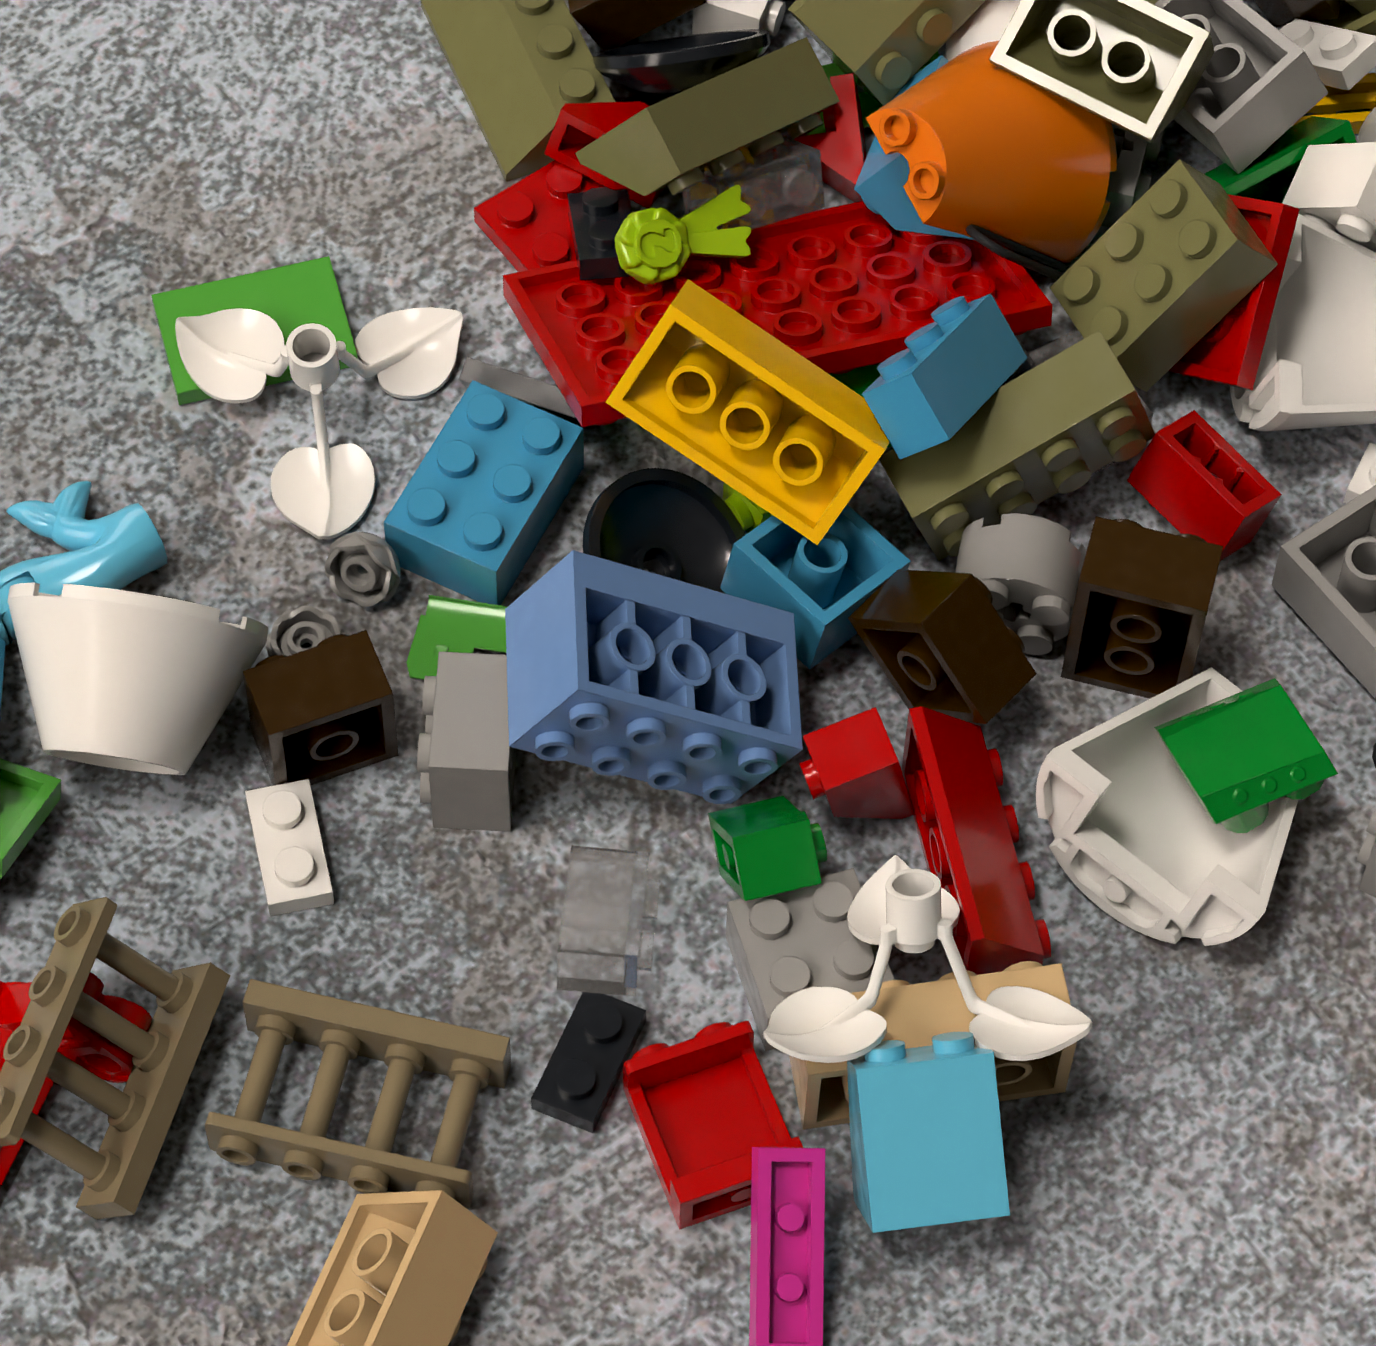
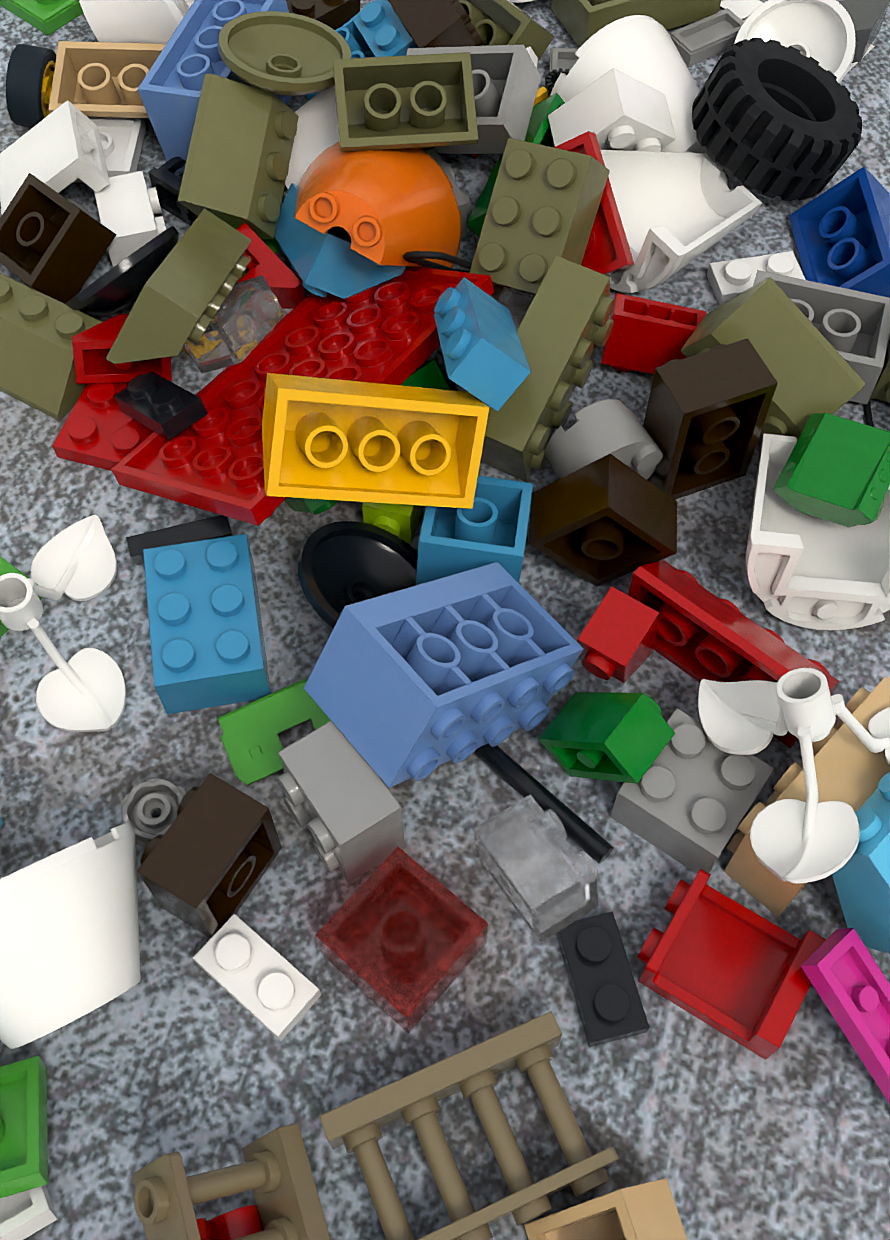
camera: 35 degrees left, 0 degrees up
(355, 583) = (158, 744): light grey plate -> none
(434, 896) = (402, 938): none -> clear red brick
(656, 244) = (208, 384): lime piece -> none
(672, 879) = (527, 785): none -> black bar
(1274, 597) = (803, 362): none -> olive slope

